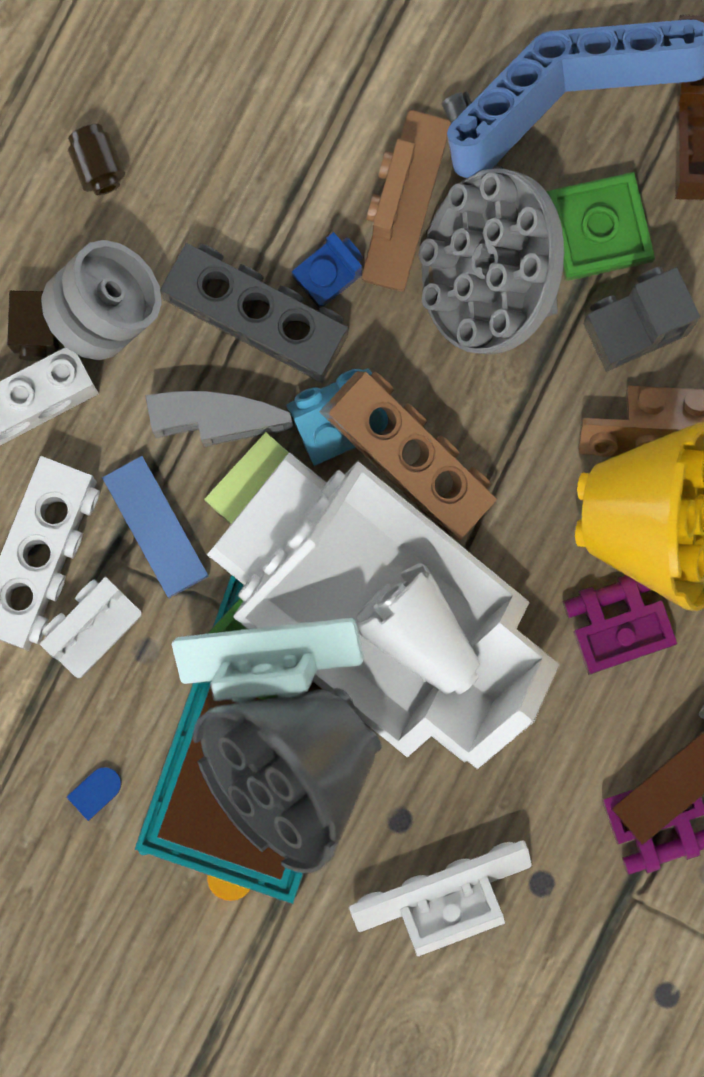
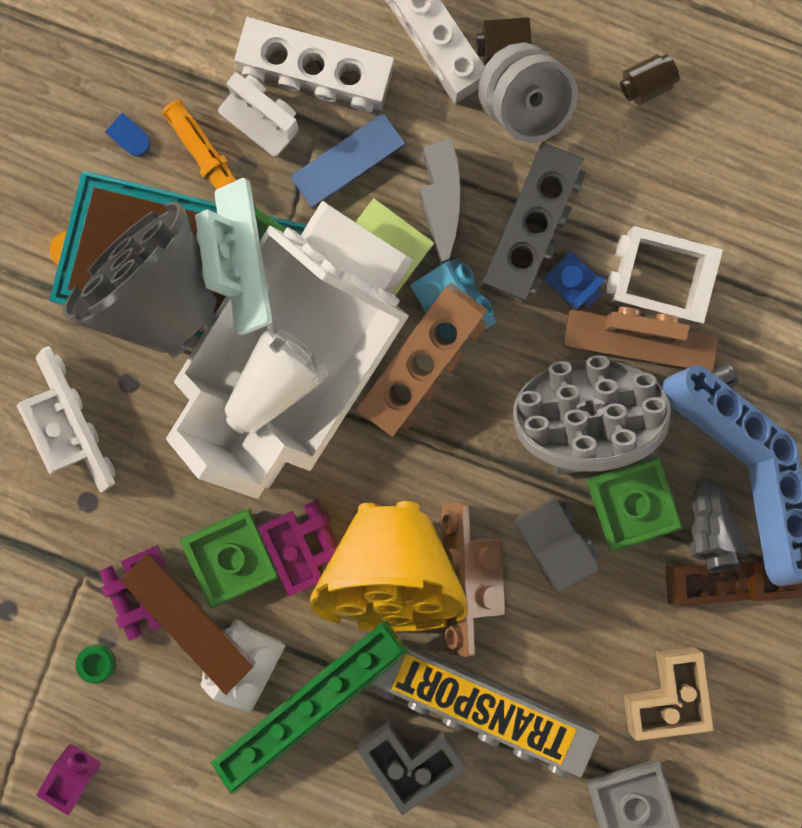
camera: 85 degrees right, 5 degrees up
(119, 704) = (211, 163): none -> light orange pin
(346, 123) = (702, 283): none -> white window
(625, 711) = (229, 558): none -> bright green plate
(637, 135) = (715, 530): none -> dark grey rock

